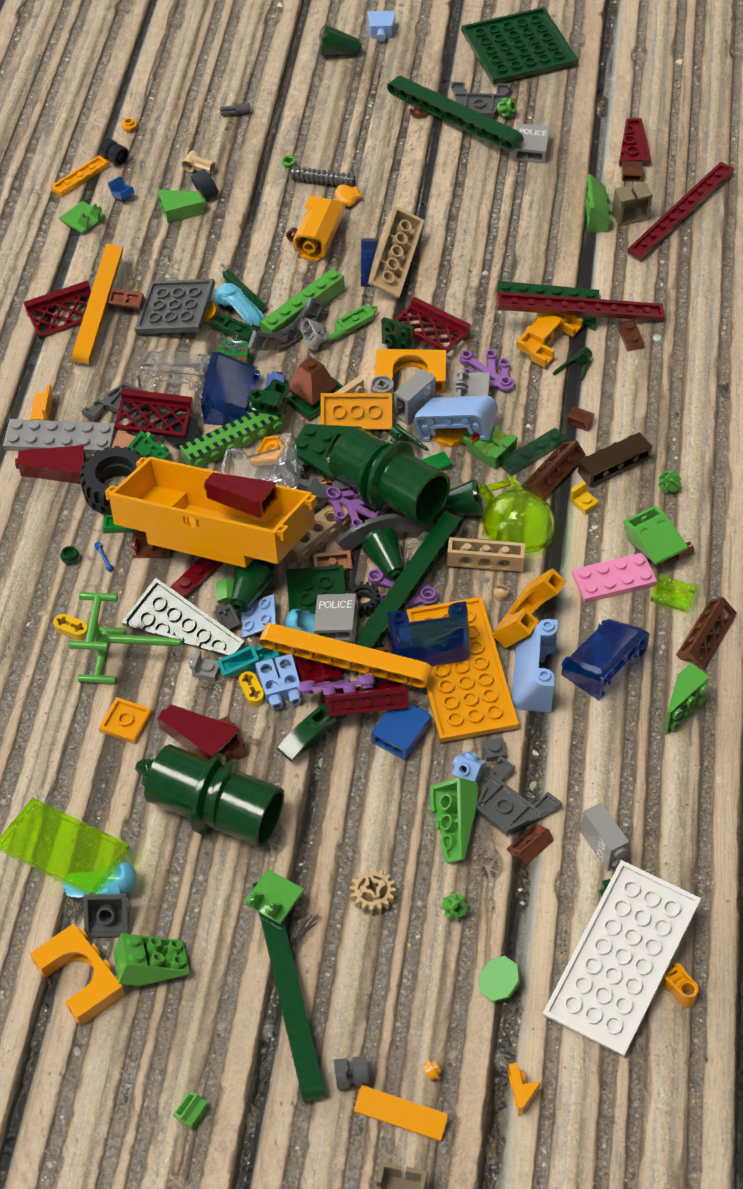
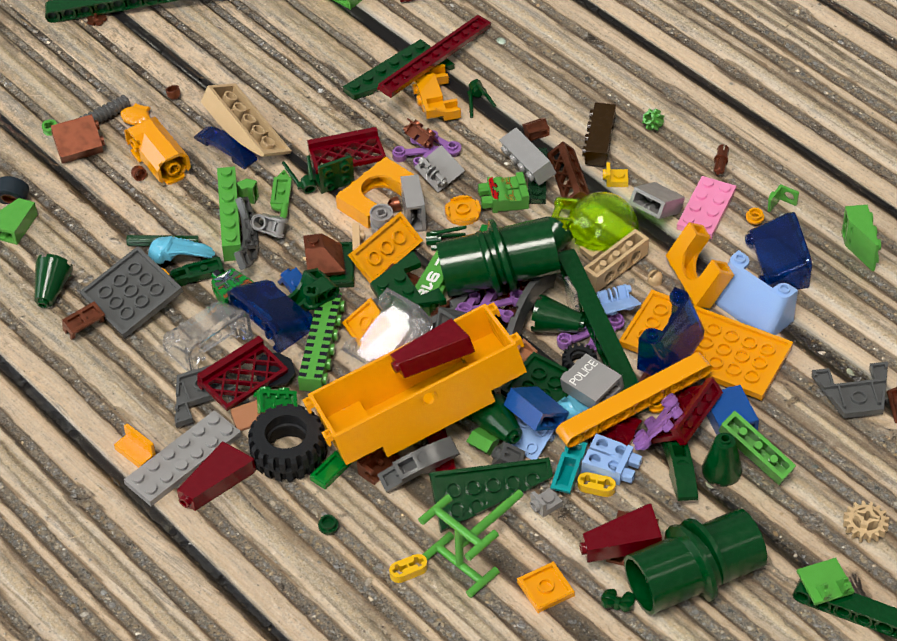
camera: 50 degrees left, 5 degrees down
(57, 299) = (21, 368): dark red fence -> none
(97, 304) = (65, 340): light orange beam -> none
(98, 545) = (336, 501): blue hinge -> none
(143, 259) = (50, 278): none -> dark green cone
(164, 566) = (418, 462): none -> dark grey slope
(271, 598) = (535, 408): none -> blue brick
(285, 181) = (77, 138): none -> copper brick
(333, 301) = (249, 189): none -> bright green piece
(343, 754) = (722, 461): none -> dark green cone
(370, 766) = (758, 448): none -> bright green brick
(375, 325) = (307, 182): none -> dark green plant
(389, 197) = (173, 92): none -> copper hinge
(445, 583) = (618, 301): none -> light blue hinge
(455, 809) = (839, 430): bright green wedge -> none
(468, 412) = (462, 189): light blue windscreen -> none
(468, 766) = (806, 394): light blue brick -> none
(493, 354) = (425, 137): none -> copper hinge
(494, 749) = (799, 372): dark grey plate -> none
(536, 430) = (527, 157): none -> light grey brick
(575, 538) = (656, 200): none -> light grey brick
(630, 335) = (484, 52): copper plate -> none
(636, 610) = (755, 216): none -> light orange plate
(654, 535) = (700, 157): bright green slope -> none
(672, 596) = (755, 184): clear neon green plate -> none
(673, 614) = (779, 194): none -> bright green bracket
(705, 626) = (809, 189): copper fence -> none

